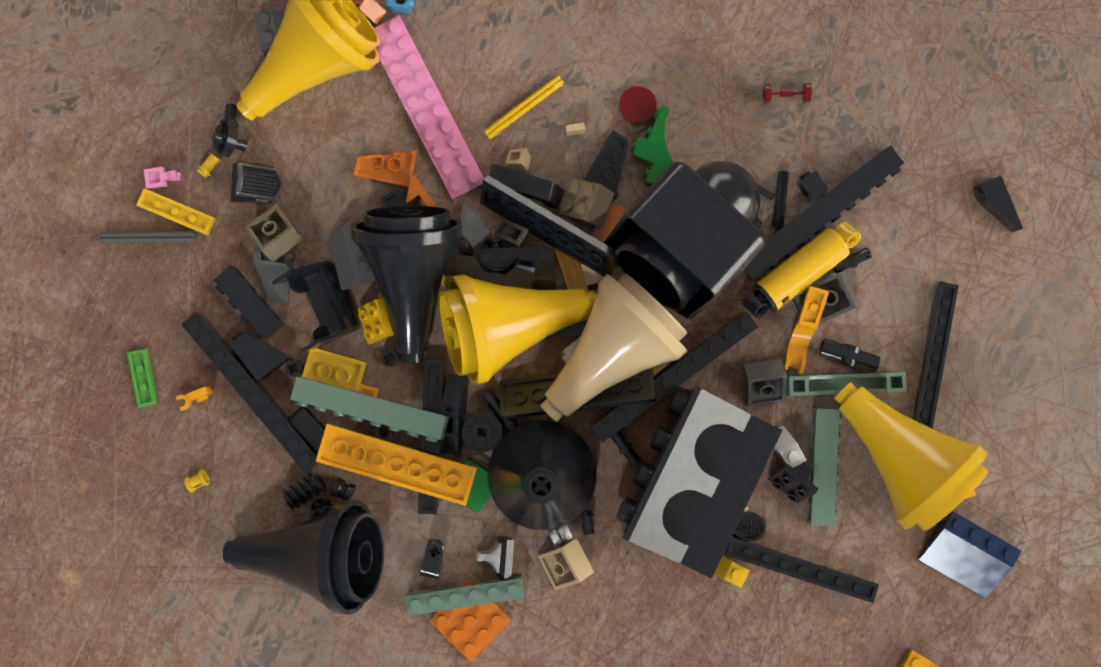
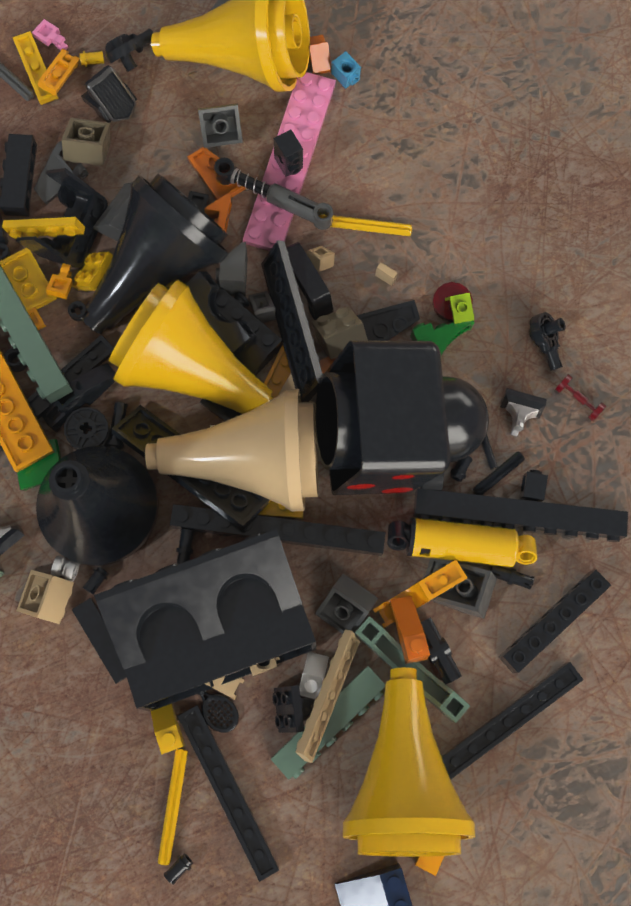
camera: 40 degrees right, 10 degrees down
(198, 200) = (58, 72): none -> light orange plate
(314, 320) = (43, 227): none -> yellow plate
(357, 132) = (220, 125): none -> dark grey slope
(361, 351) = (60, 284): none -> light orange plate
(427, 107) = (288, 153): none -> black brick
(446, 145) = (276, 194): none -> piece
(628, 554) = (96, 631): none -> black tile
(650, 106) = (461, 308): none -> lime bracket
(726, 71) = (545, 333): none -> black pin
(755, 138) = (522, 408): none -> piece
(776, 612) = (172, 807): none -> yellow axle
(813, 458) = (328, 695): none -> tan plate
(815, 643) = (178, 868): none -> black pin
(821, 360) = (409, 630): none -> orange slope
(907, 264) = (554, 621): none -> black brick

